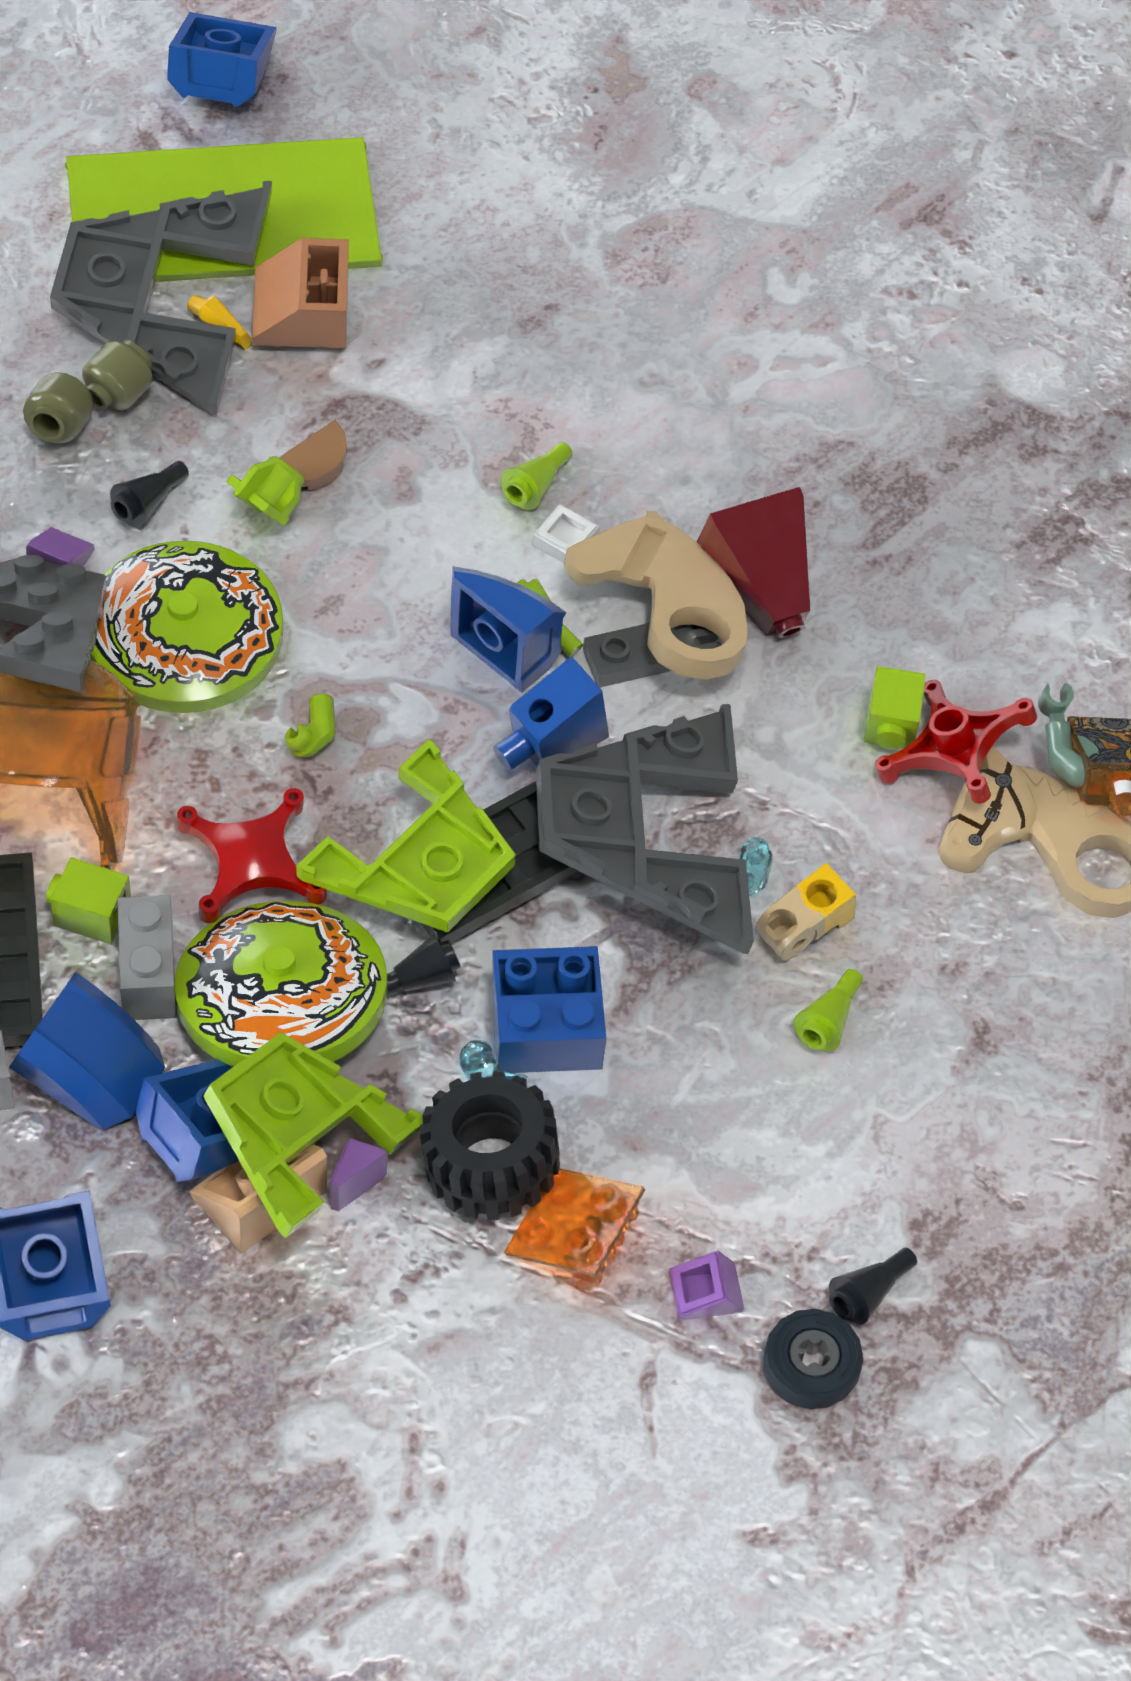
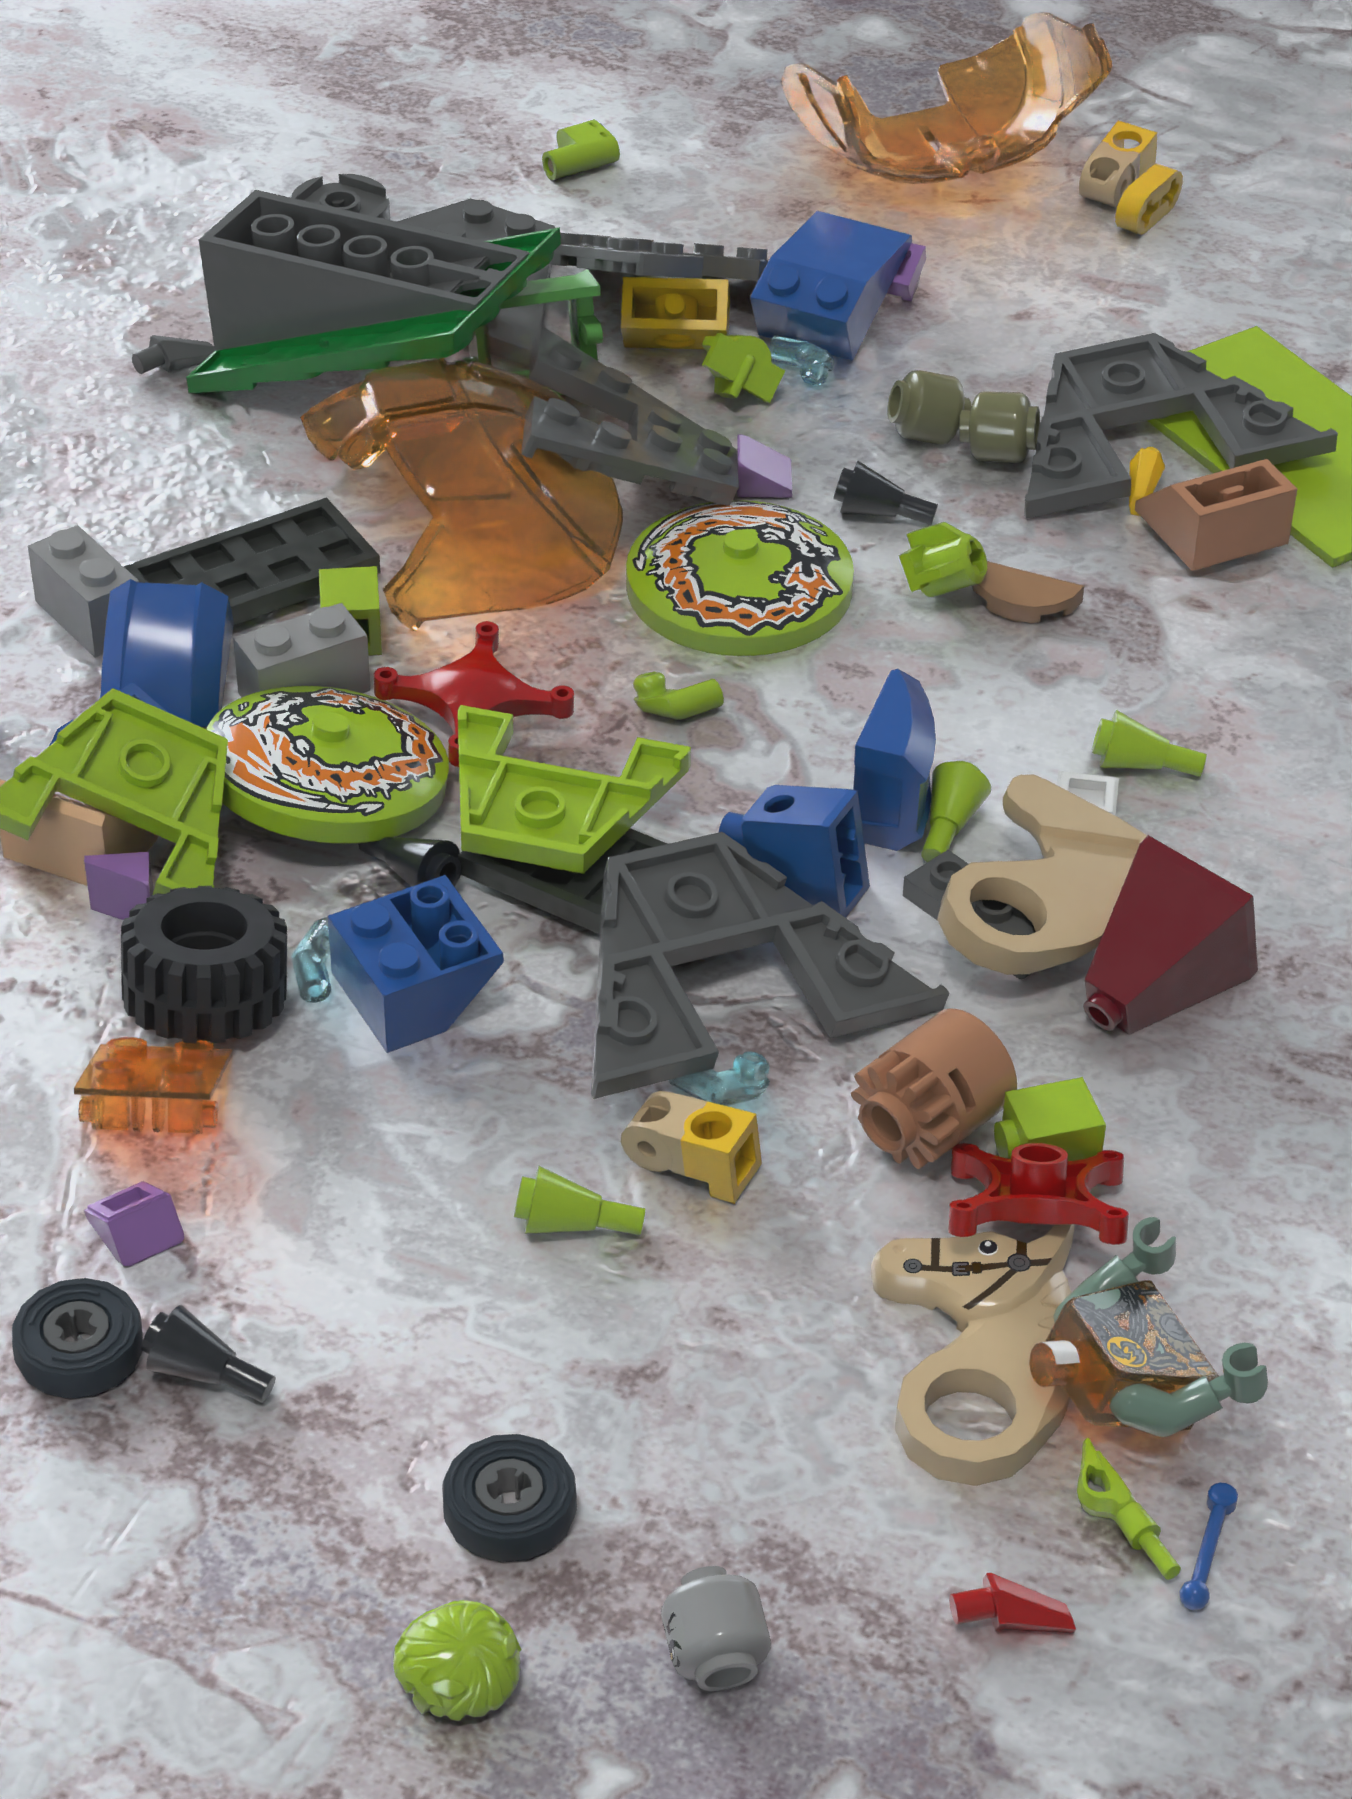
camera: 70 degrees right, 15 degrees down
(840, 752) = (934, 1087): none -> nougat gear
(1045, 1158) = (510, 1530): none -> black bush

